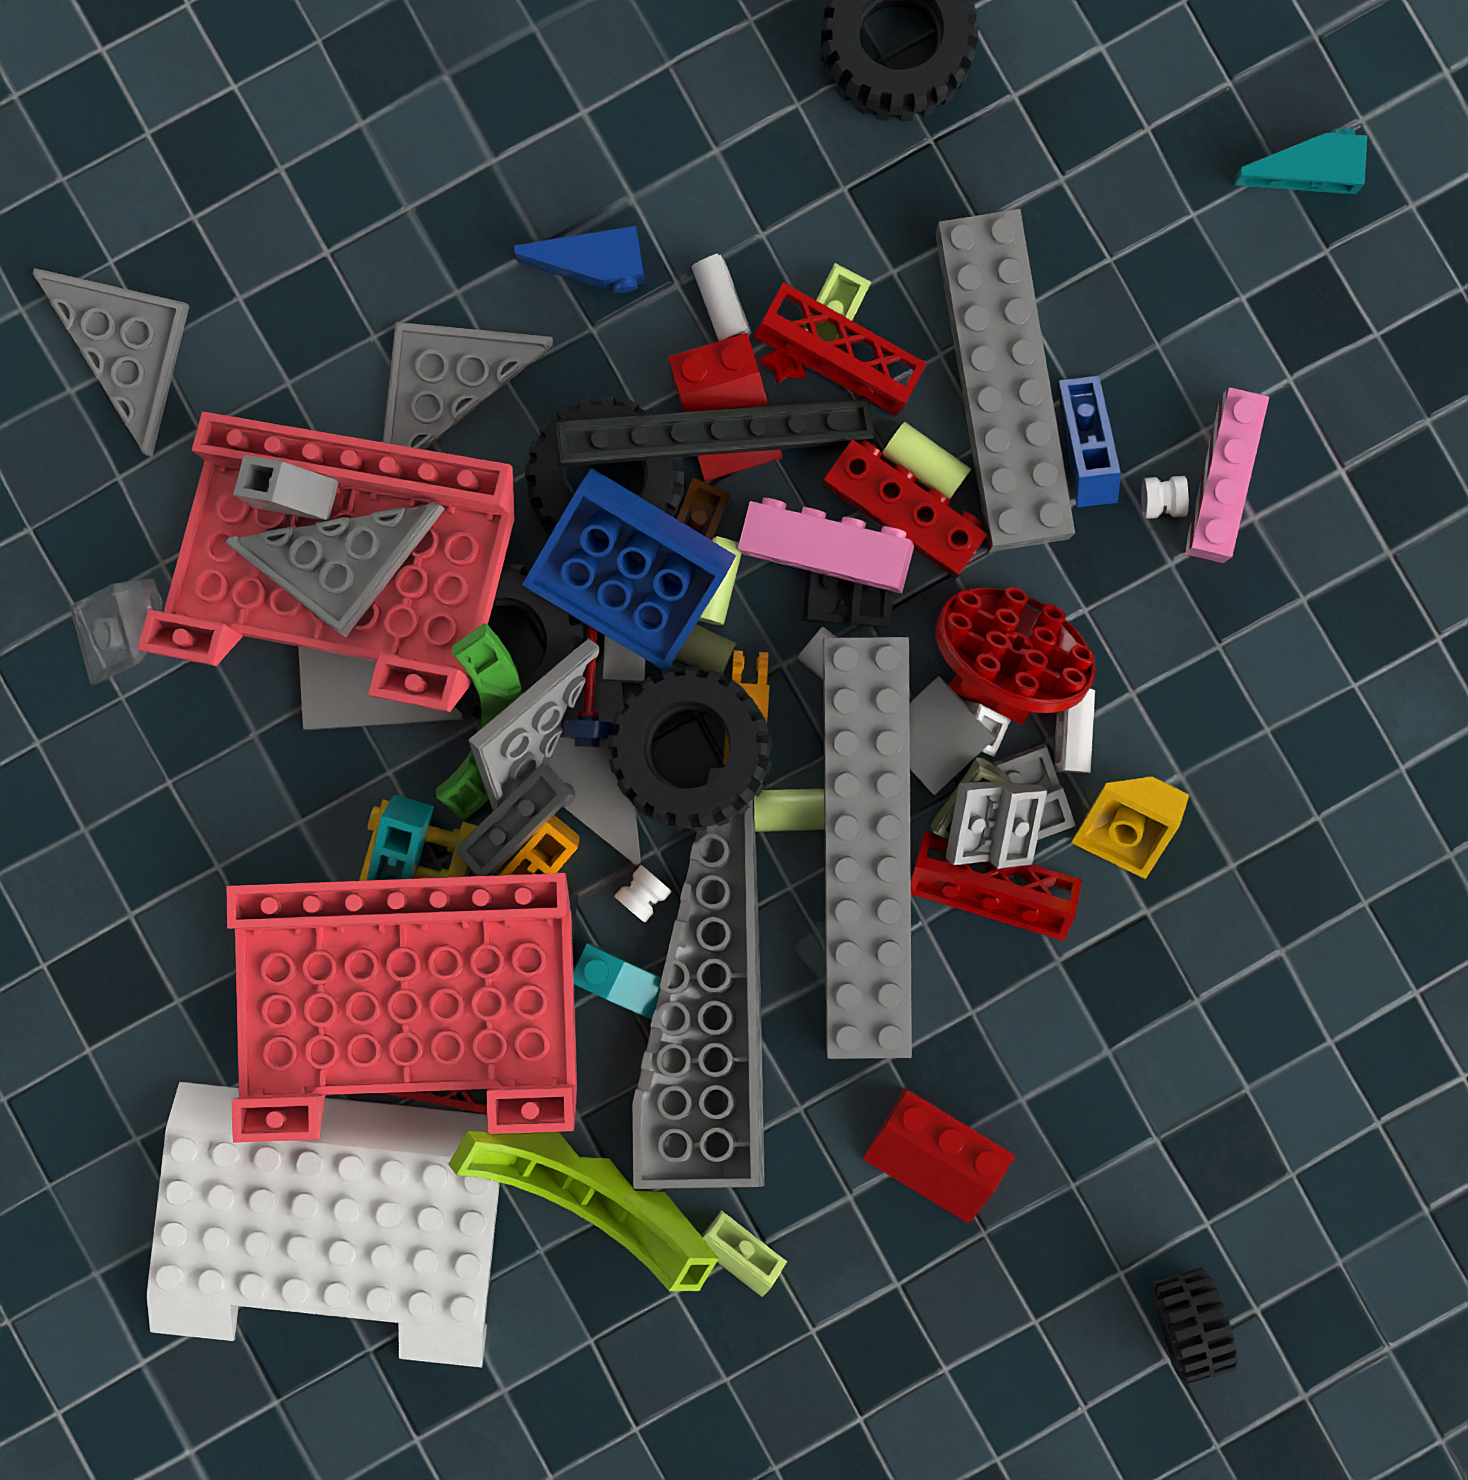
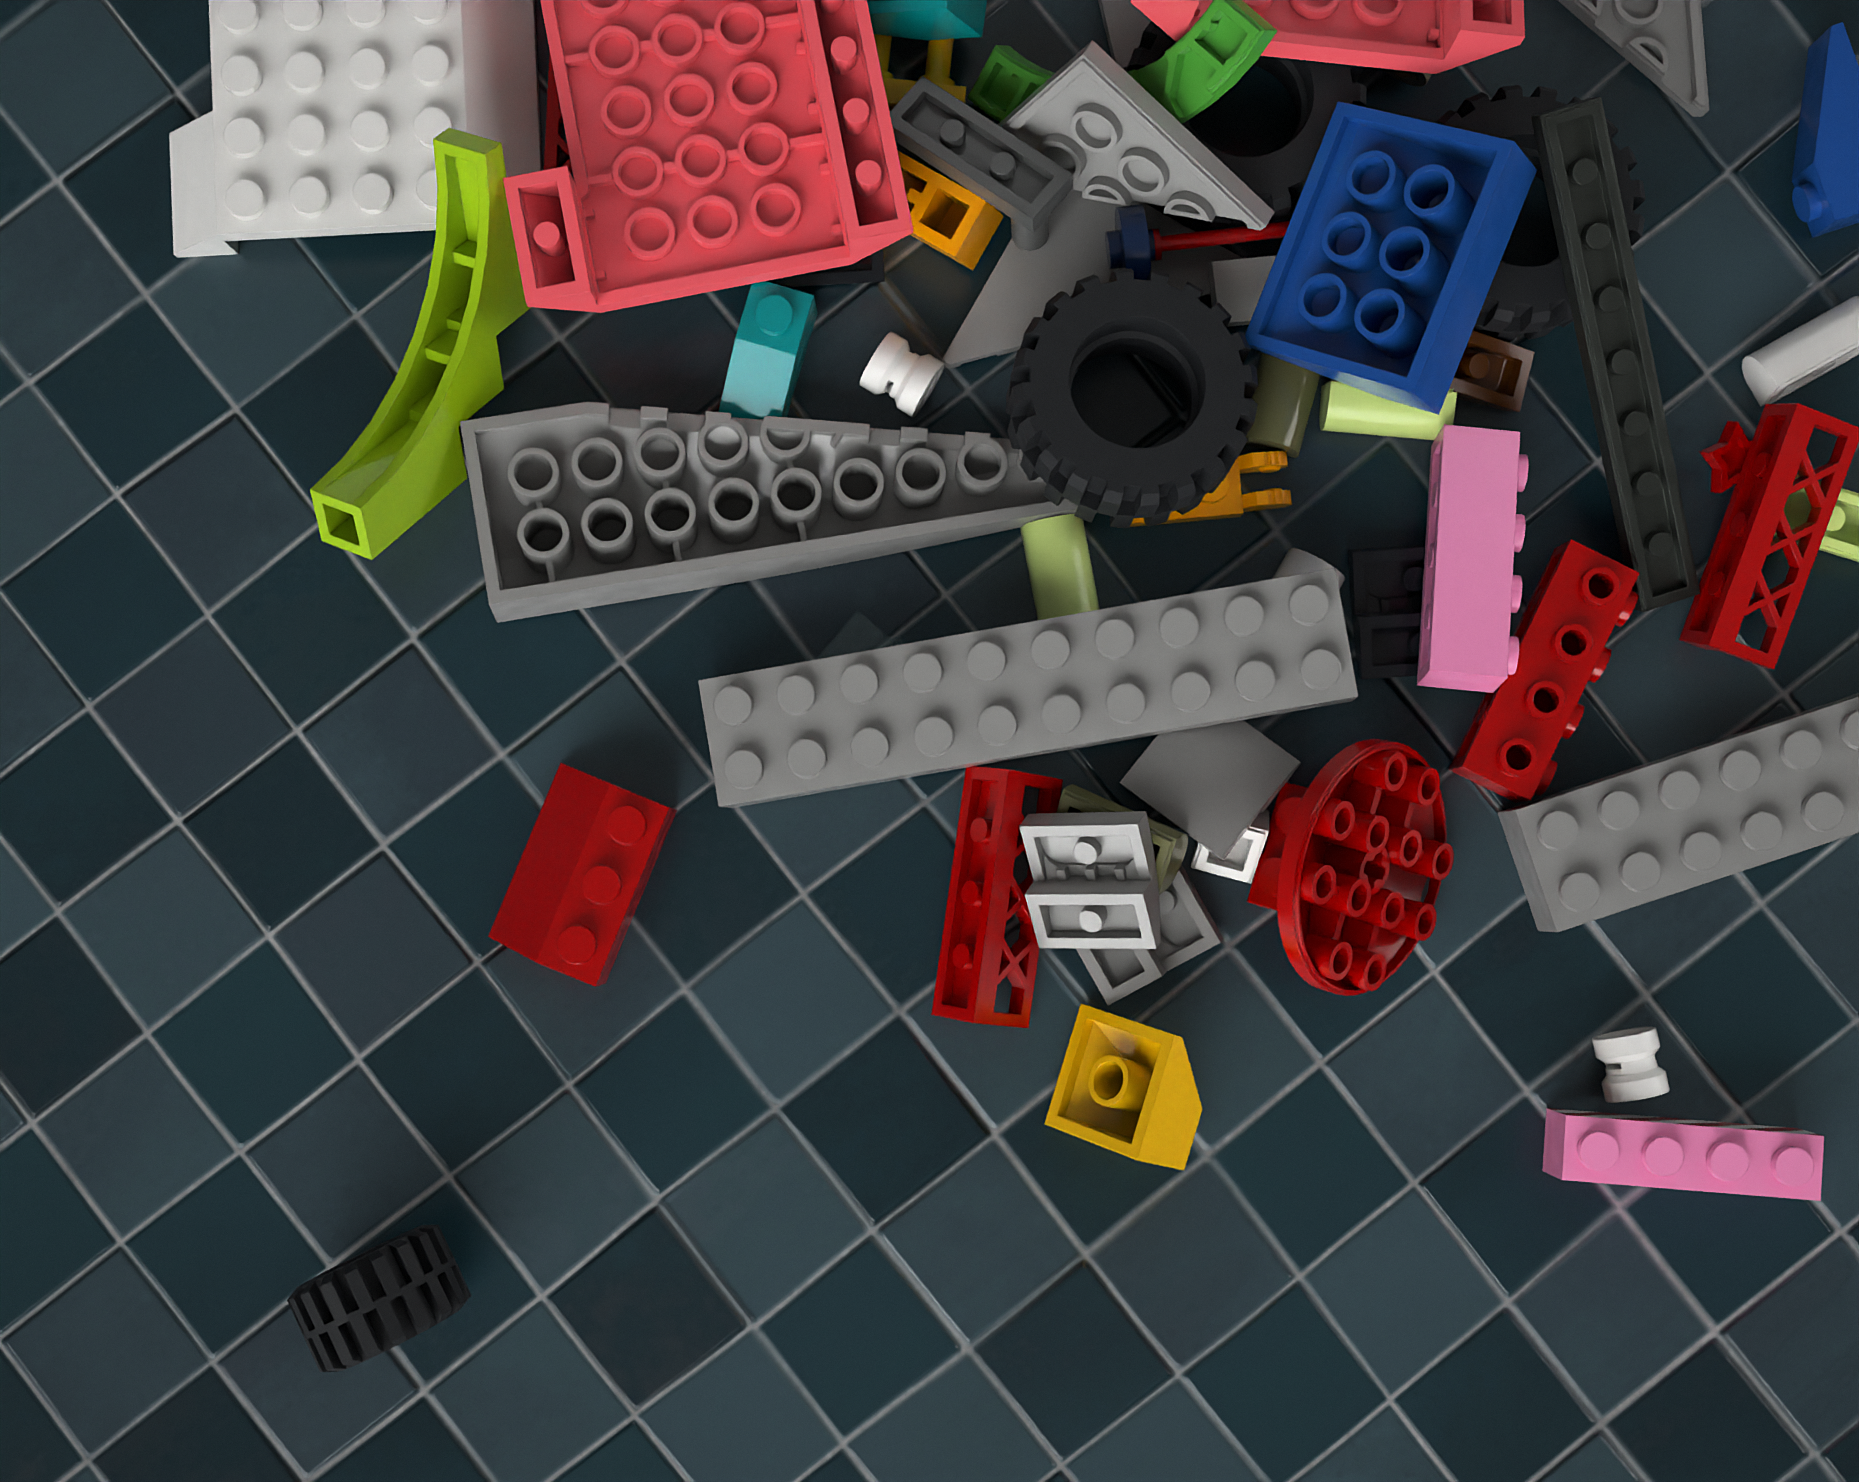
camera: 80 degrees right, 0 degrees up
(720, 379) = (1701, 367): red slope -> none
(743, 1254) = (392, 604): yellowish green brick -> none
(926, 460) = (1622, 693): yellowish green brick -> none
(1075, 737) = (1245, 983): white brick -> none
(1089, 442) = (1693, 936): blue slope -> none

